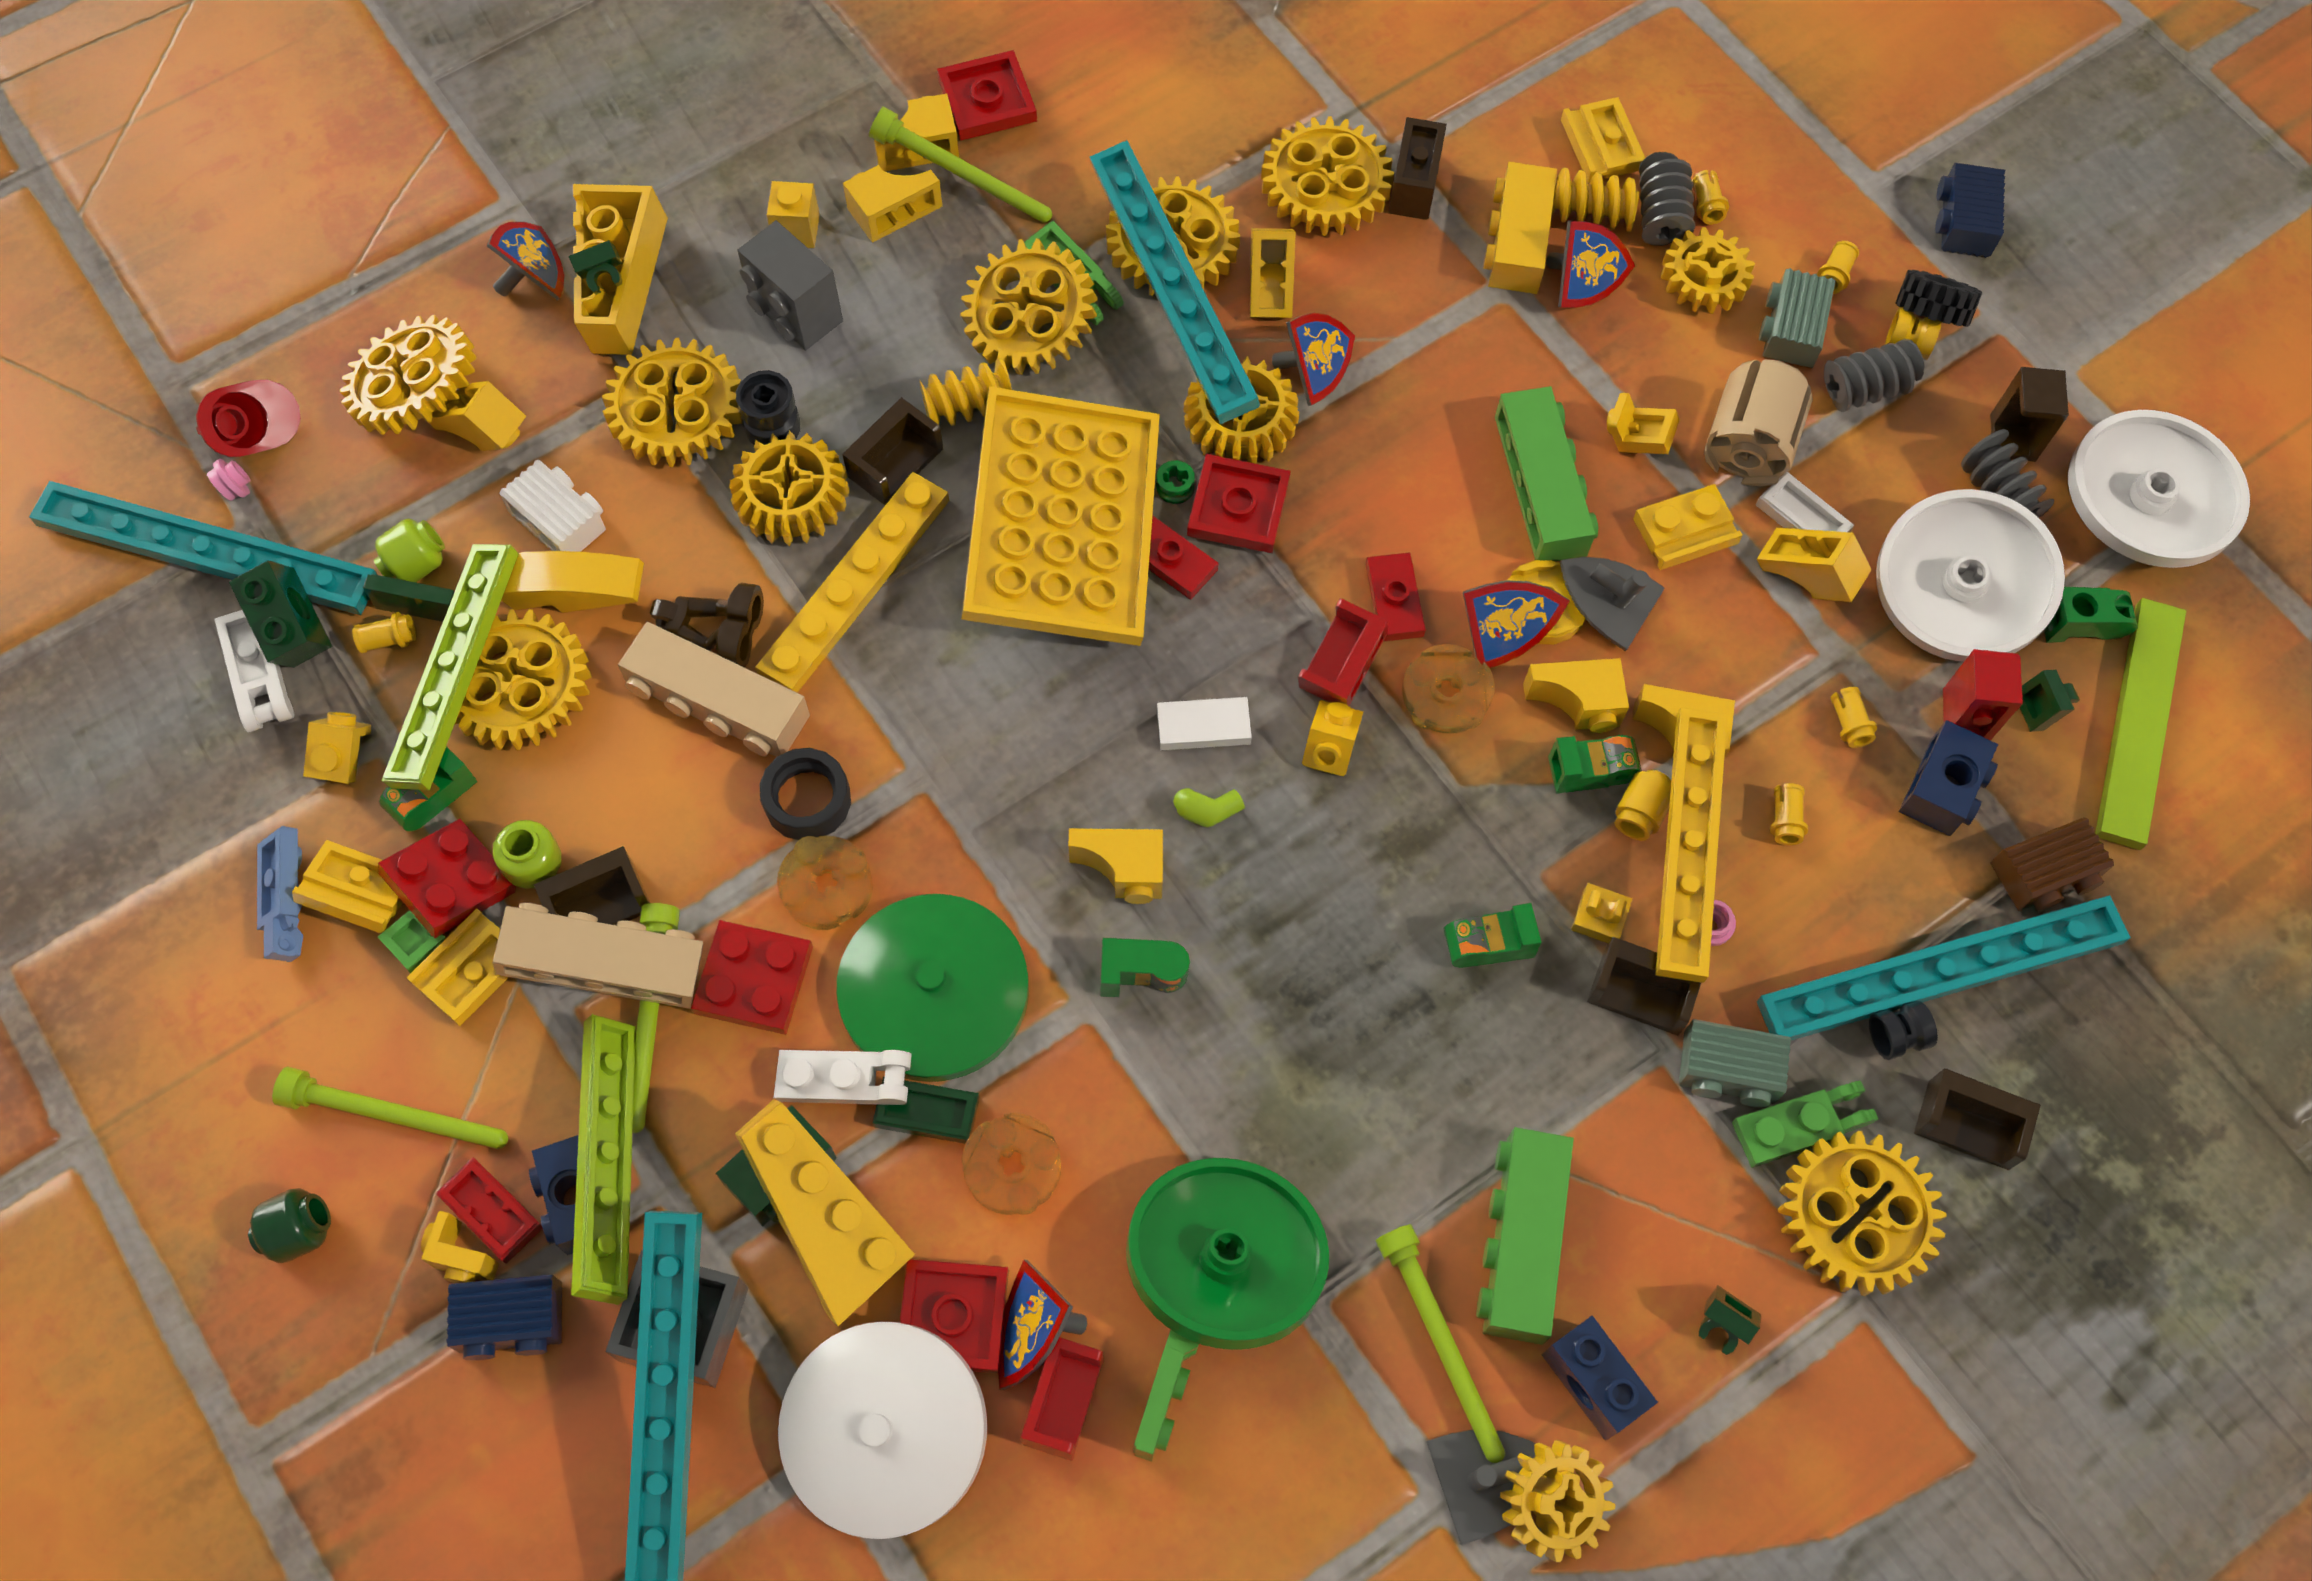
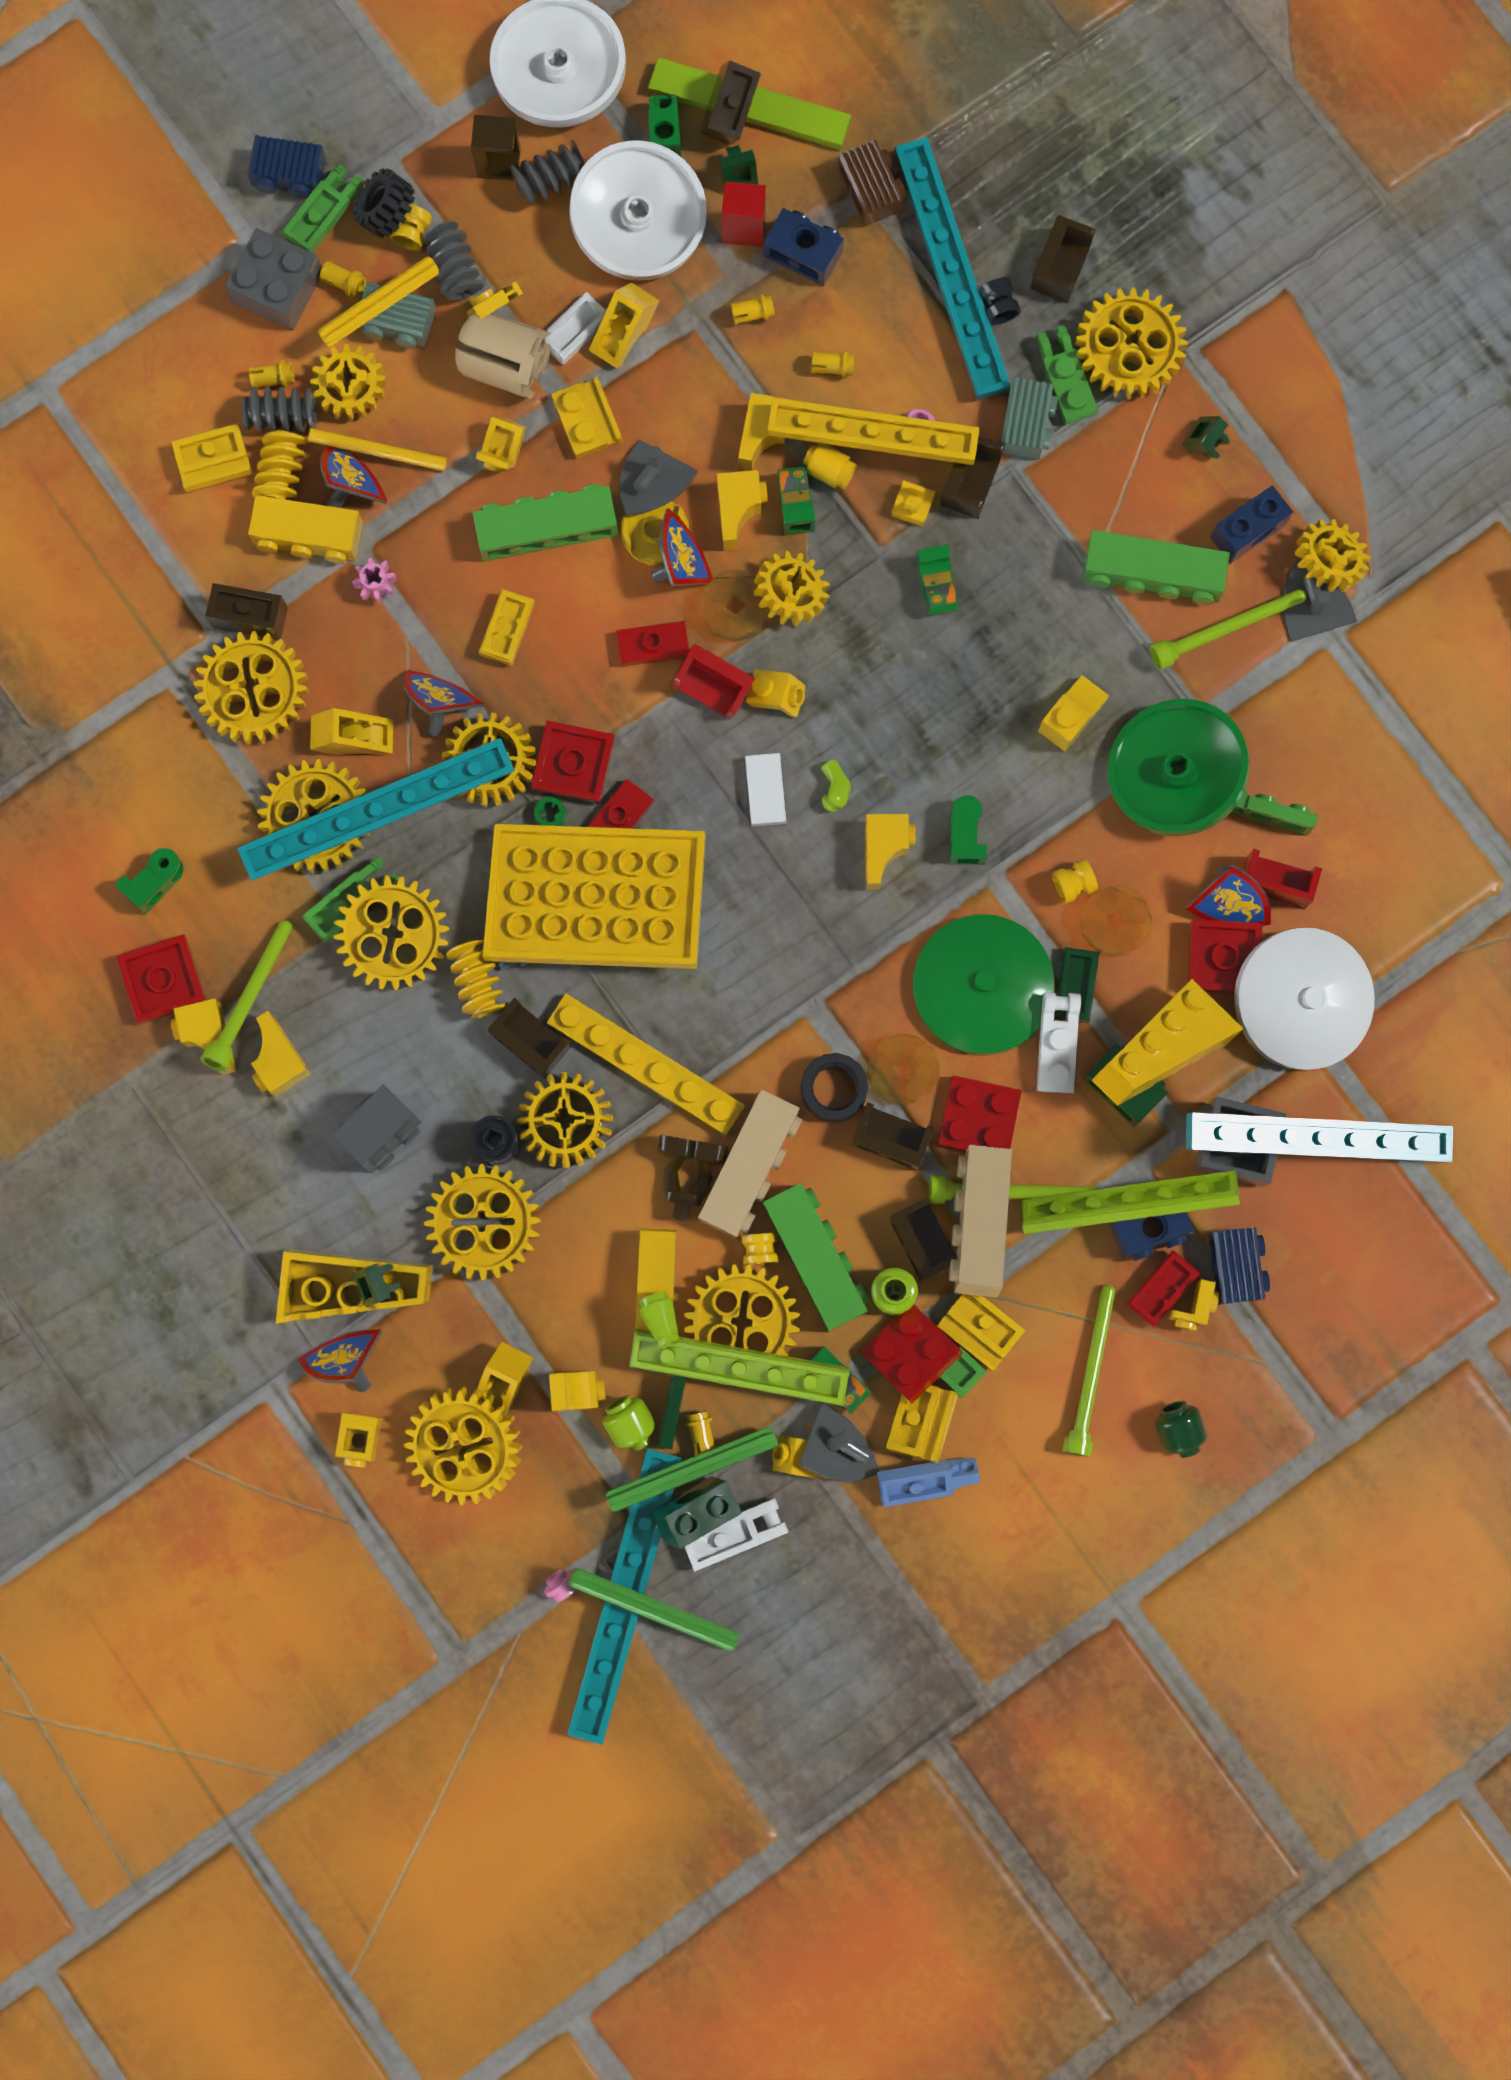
camera: 90 degrees left, 15 degrees up
(173, 571) = (653, 1609): none -> bright green axle
(248, 417) = (506, 1578): red piece -> none
(334, 786) = (837, 1449): none -> dark grey shield
(336, 614) = (691, 1469): none -> bright green axle
(438, 275) = (351, 1426): none -> yellow brick
(452, 484) = (576, 1391): none -> yellow arch
(517, 566) = (660, 1318): none -> lime cone
(552, 509) = (588, 1309): white brick -> none
(586, 764) = (815, 1257): none -> bright green brick
(604, 701) = (760, 1249): none -> yellow wheel
(733, 861) = (892, 1137): none -> dark brown panel
(795, 209) = (294, 1136): yellow brick -> none
(1066, 1102) = (1071, 882): none -> yellow wheel
(1099, 86) = (153, 881): none -> green leg
(1310, 1113) = (1072, 713): none -> yellow arch
(1409, 434) = (506, 627): none -> yellow plate
(1461, 295) = (374, 589): none -> bright pink gear
(1493, 753) = (791, 588): none -> yellow gear
(1625, 299) = (377, 449): none -> yellow bar
(1810, 285) = (378, 301): none -> yellow axle
(1825, 410) = (490, 302): none -> yellow plate
(1828, 193) = (274, 279): none -> dark grey brick
(1922, 245) = (321, 210): none -> bright green hinge
(2138, 681) = (730, 102): none -> dark brown panel

